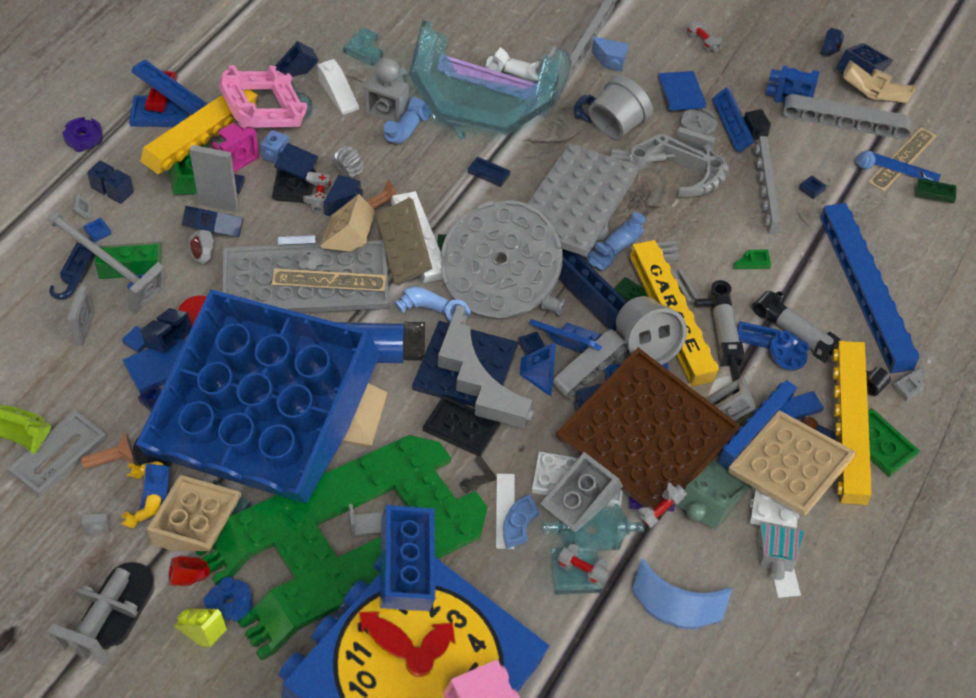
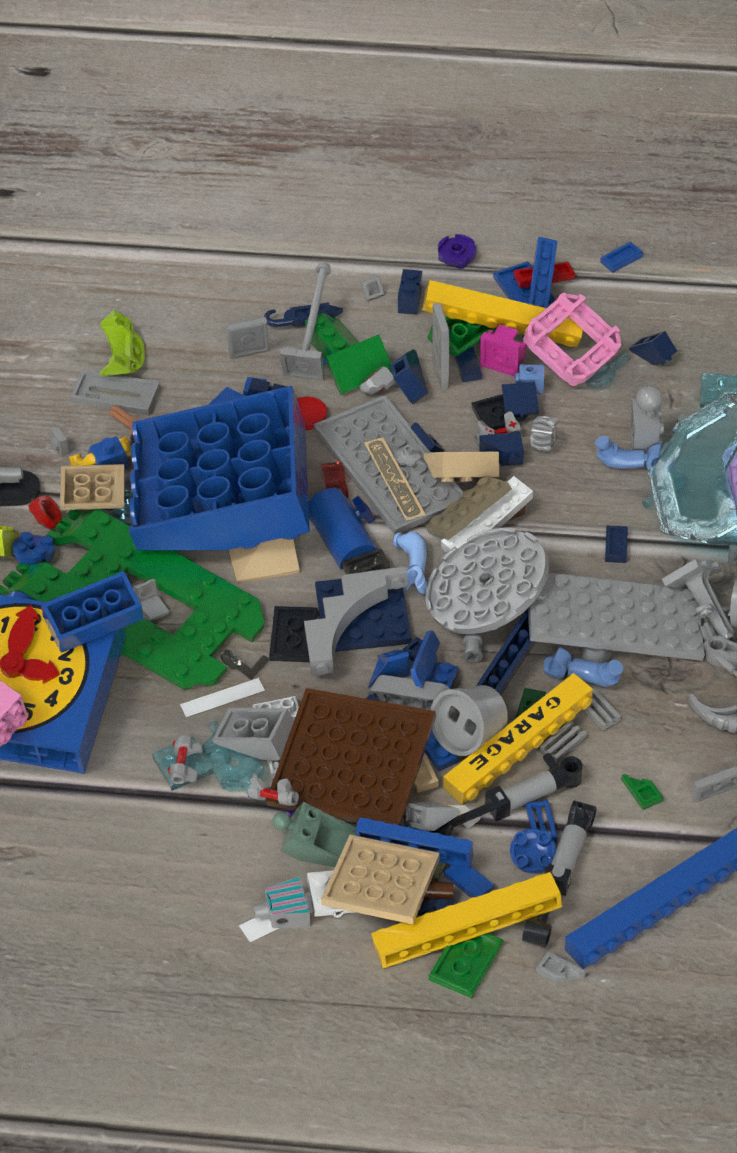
camera: 70 degrees right, 5 degrees down
(97, 229) = (356, 310): blue tile -> none
(173, 249) = (357, 363): none -> green tile
(174, 40) = (621, 257): none -> blue tile
(336, 86) = (650, 374): white slope -> none
(350, 316) = (362, 510): none -> clear blue plate
(384, 197) = (525, 477): nougat piece -> none
(517, 521) = (209, 708): medium blue tile -> none
(572, 133) = (696, 579): none -> light grey piece
(675, 605) = (181, 850): medium blue windscreen -> none

